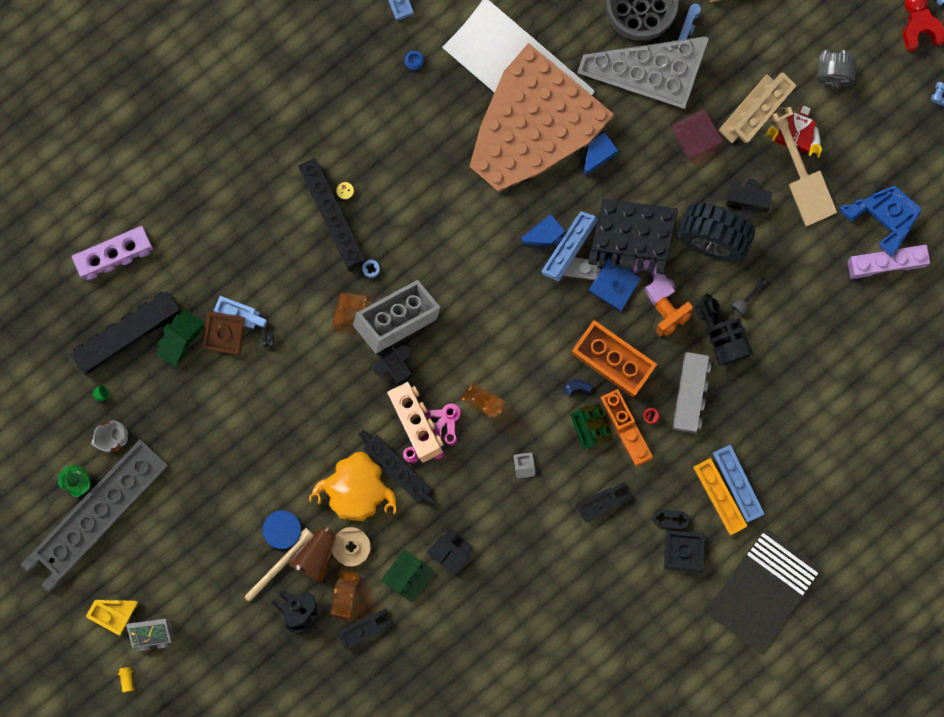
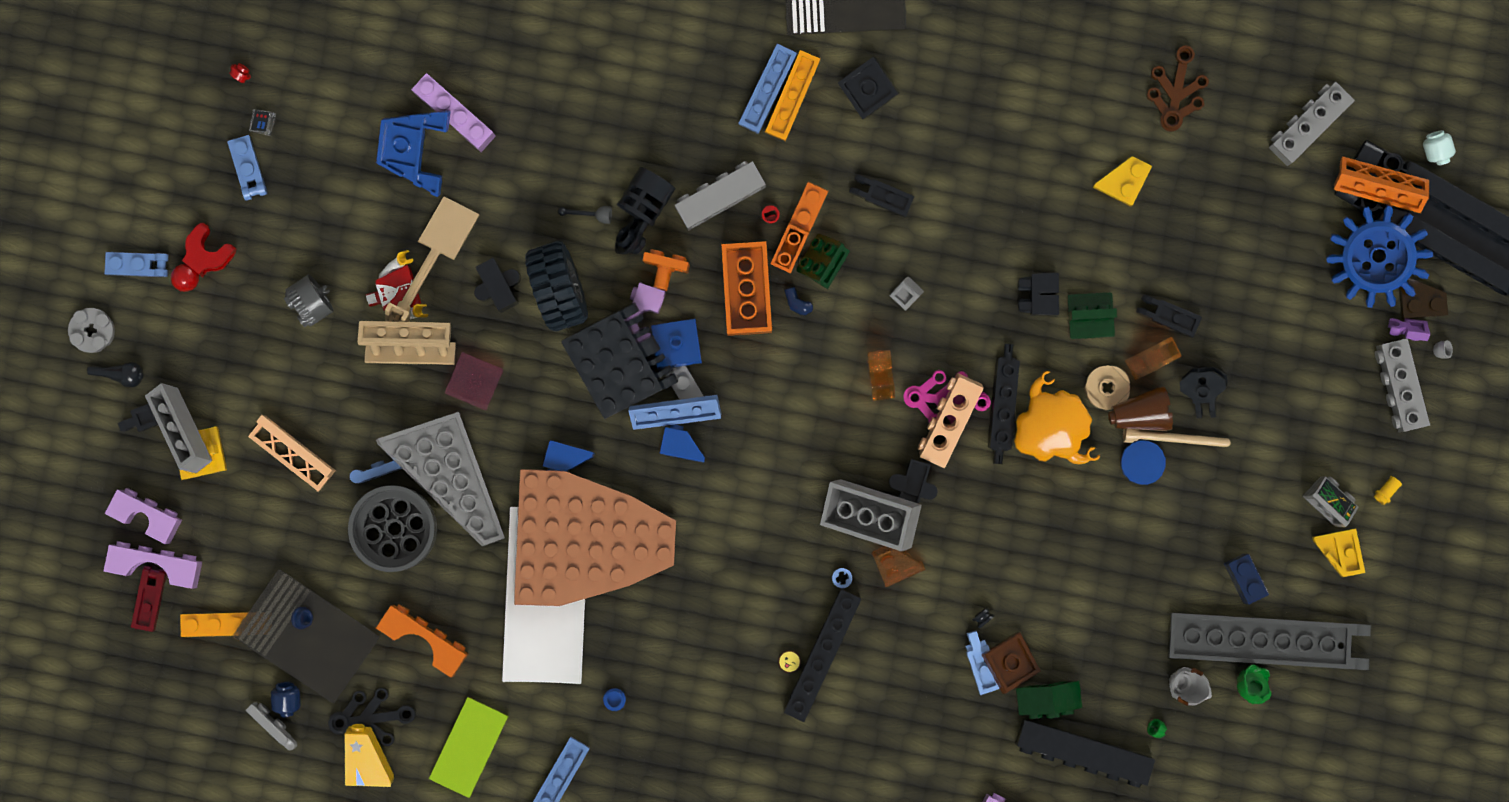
camera: 130 degrees left, 5 degrees up
(148, 533) = (1246, 579): none -> dark blue brick
(480, 675) = (1125, 181): none -> yellow wing
(670, 514) = (844, 127): black beam -> none

